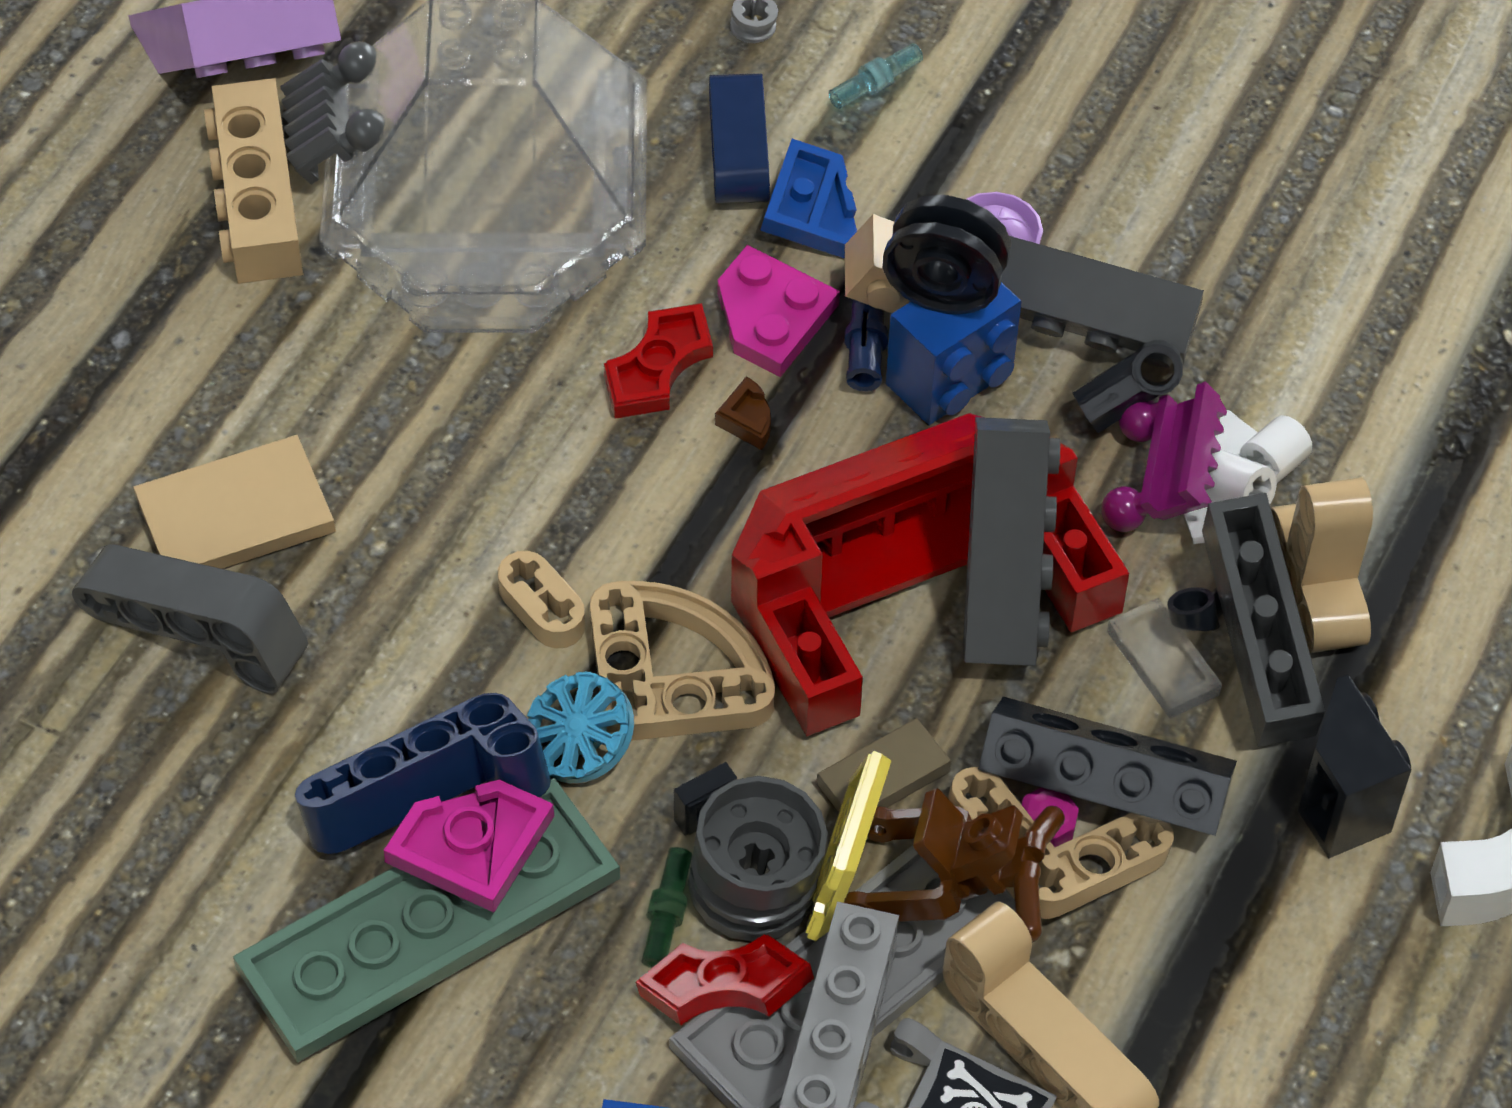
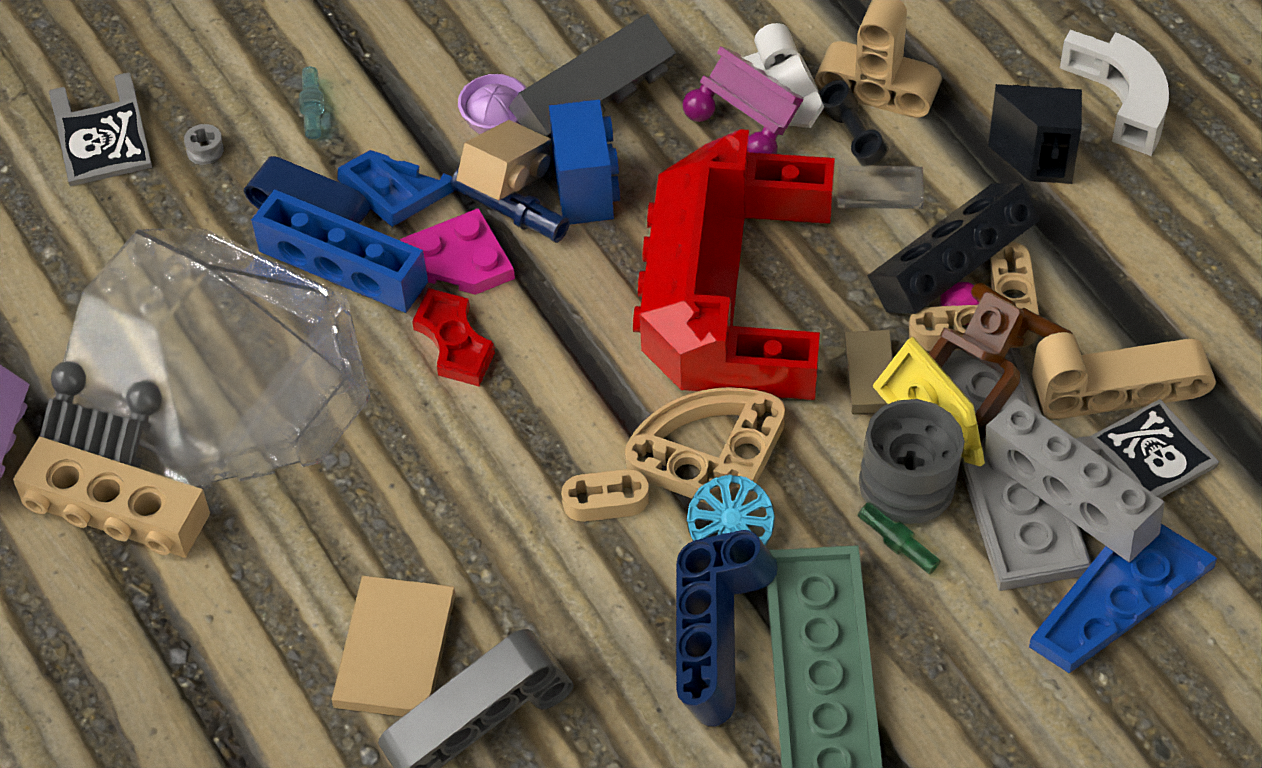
camera: 55 degrees left, 0 degrees up
(471, 841) = (795, 616): dark pink plate -> none
(681, 198) = (340, 250): none -> blue brick
(693, 795) = (835, 473): black tile -> none
(746, 414) = (536, 309): reddish brown tile -> none
(751, 977) = (971, 543): red tile -> none
(947, 254) = (559, 105): black wheel -> none
(1007, 541) = (777, 201): dark grey brick -> none
(1122, 385) = (676, 92): black piece -> none
(1262, 620) = (908, 114): dark grey brick -> none

